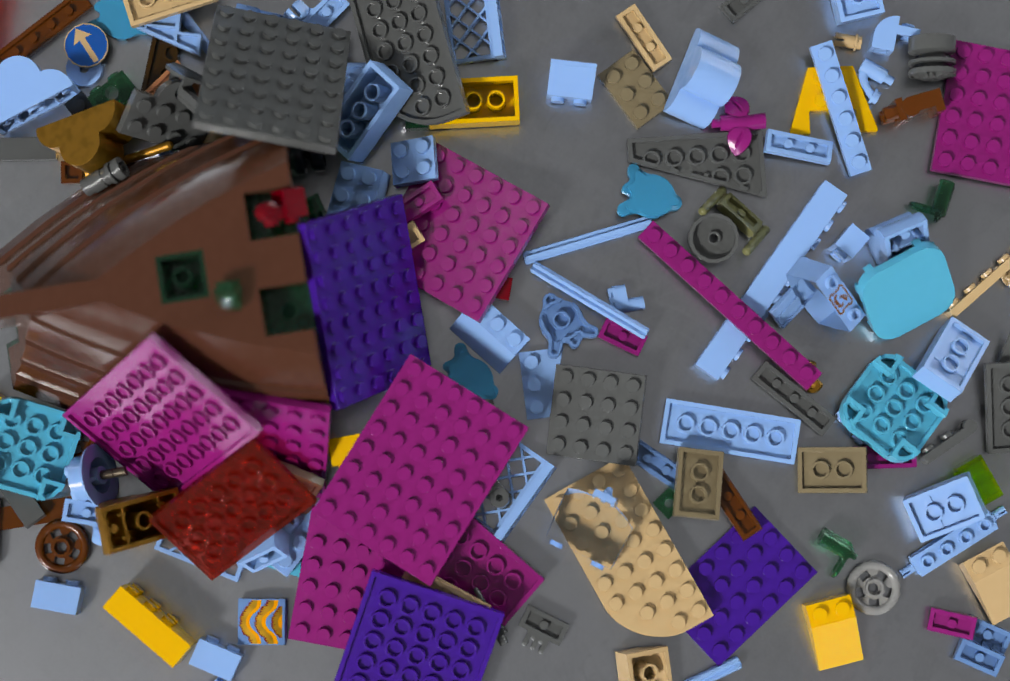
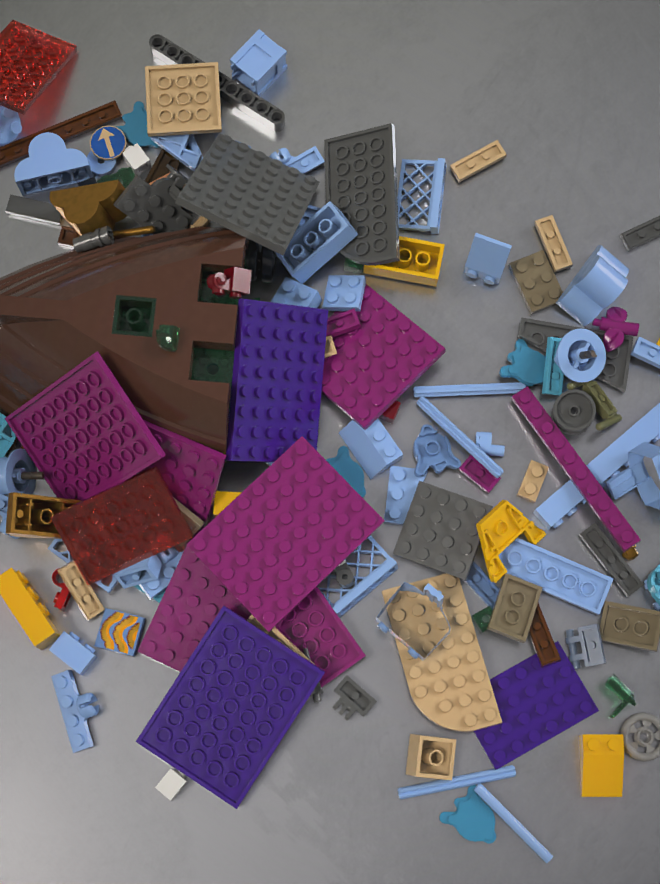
camera: 15 degrees right, 10 degrees down
(126, 57) = (136, 159): none -> white brick
(187, 599) = (62, 598): none -> red plate
(206, 589) = (81, 592): none -> tan tile
(661, 400) = (499, 530): none -> yellow wing
(679, 189) = (553, 376): none -> medium azure tile
(684, 329) = (532, 481): none -> tan plate
(706, 173) = (580, 355): none -> light blue piece
(792, 502) = (591, 646): none -> sand blue plate

